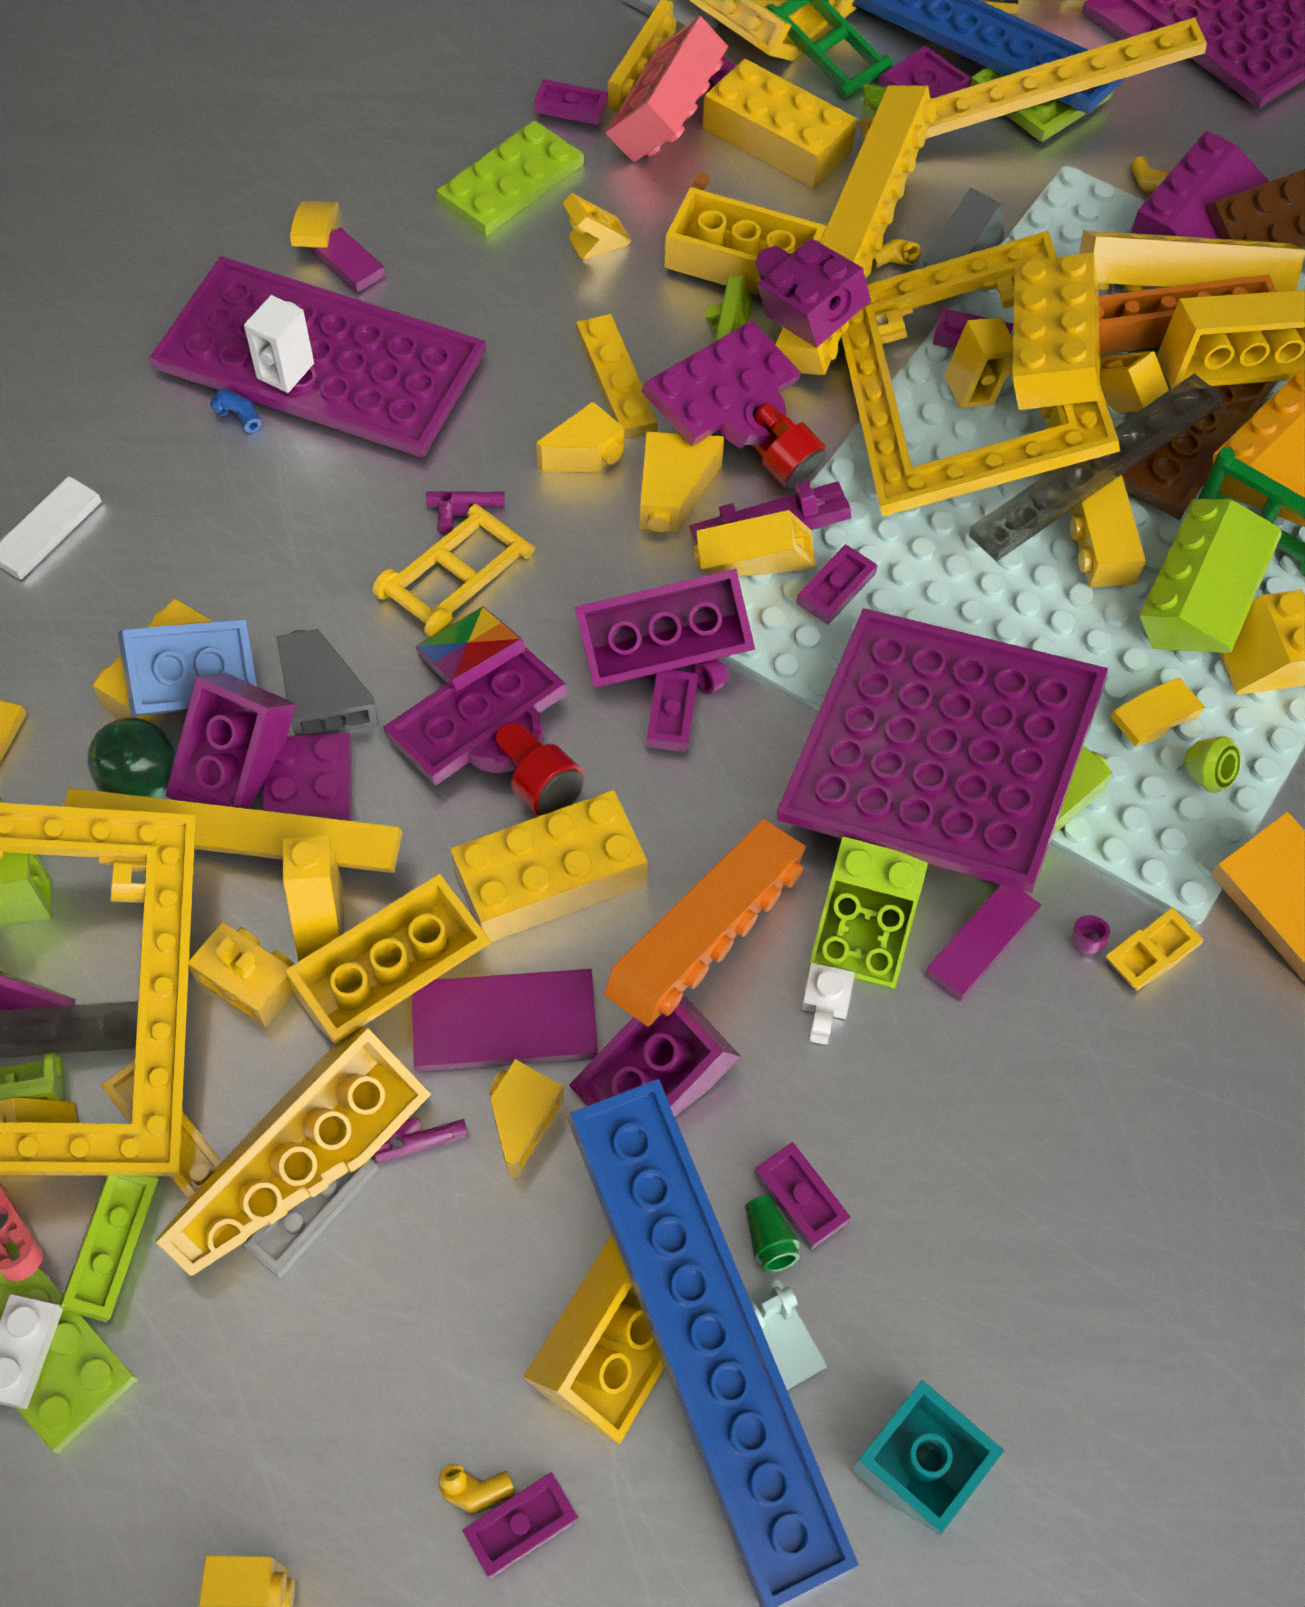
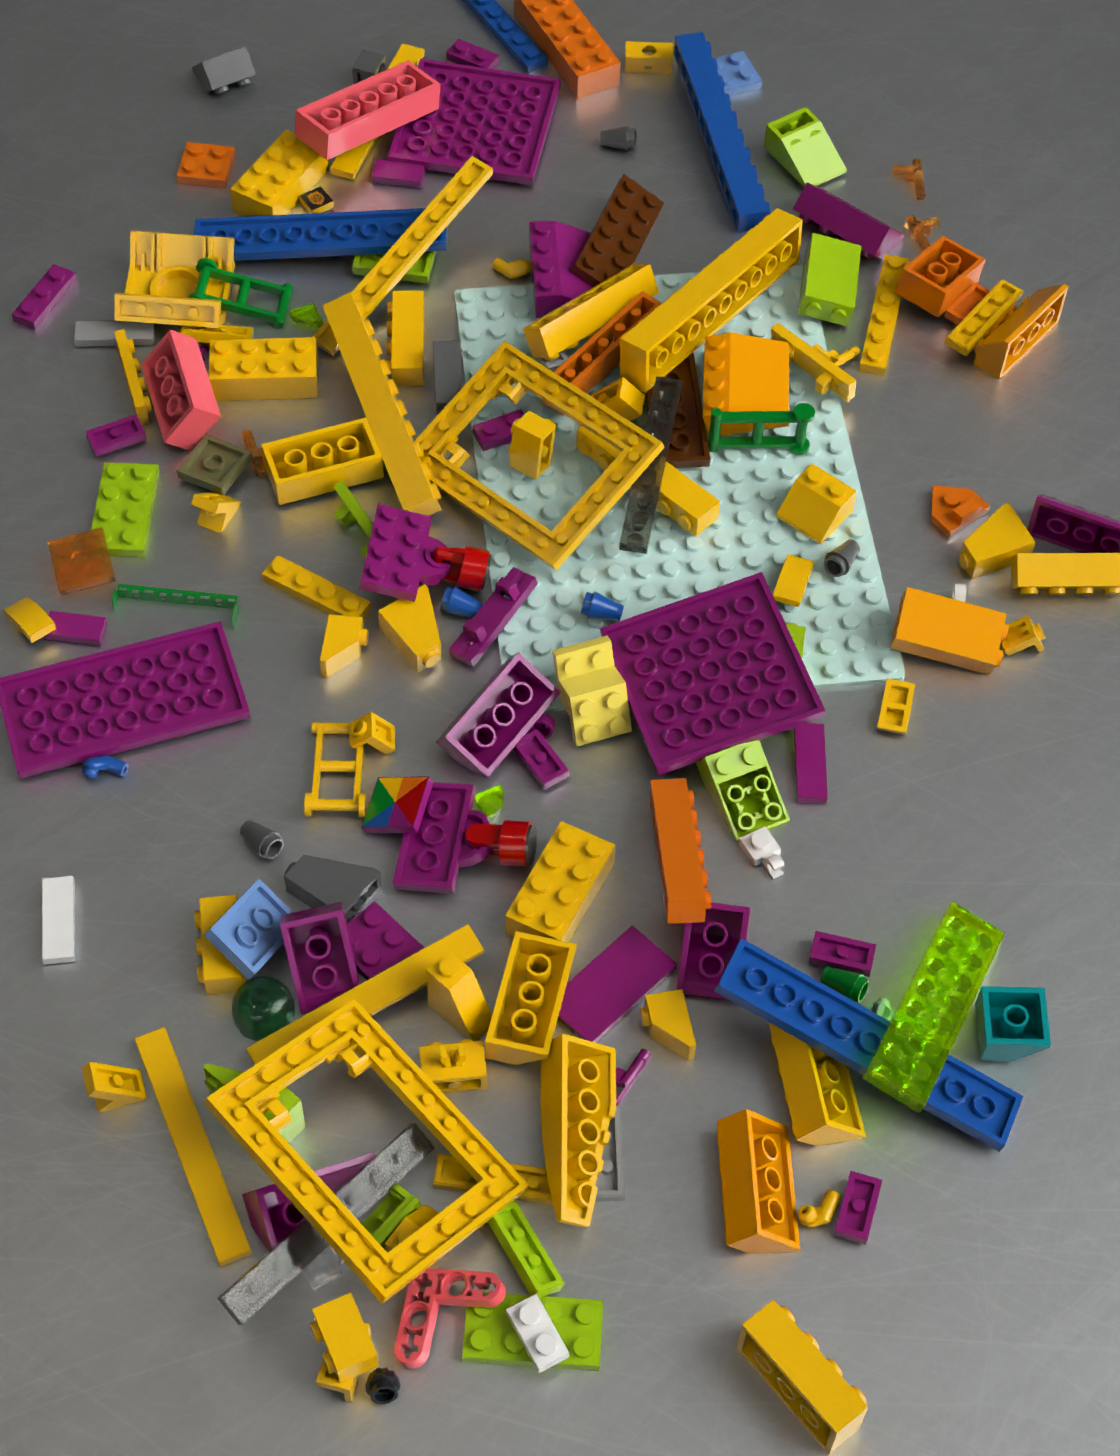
camera: 40 degrees left, 5 degrees down
(279, 343) = (111, 705): white brick -> none
(305, 589) = (262, 839): none -> dark grey cone
(415, 198) = (81, 561): none -> clear orange plate
(431, 1393) = (757, 1184): none -> light orange slope
(458, 503) = (301, 730): magenta hose -> none
(507, 346) = (177, 599): none -> green piece
(522, 556) = (374, 731): none -> yellow bracket
(577, 719) = (490, 801): none -> clear neon green tile
(637, 186) = (214, 464): none -> olive plate
(743, 49) = (205, 334): none -> yellow plate
(748, 482) = (460, 603): none -> blue cone
(757, 546) = (506, 636): yellow slope -> none
(789, 670) = (592, 690): none -> light yellow bracket
(810, 289) = (401, 463): magenta brick -> none
(833, 1357) = (934, 1007): none -> clear neon green plate
(836, 584) = (565, 623): magenta plate -> none
(895, 588) = (600, 607): none -> blue cone
(897, 252) = (414, 405): yellow arm -> none
(926, 69) = (321, 284): magenta tile -> none
(976, 164) = (407, 338): none -> yellow brick
(1056, 332) = (573, 400): yellow brick -> none
(1090, 934) = (857, 720): magenta hinge -> none
(1209, 577) = (759, 488): lime slope -> none
(1213, 763) = (844, 588): lime cone -> none
(1245, 725) = (841, 558): none -> dark grey cone

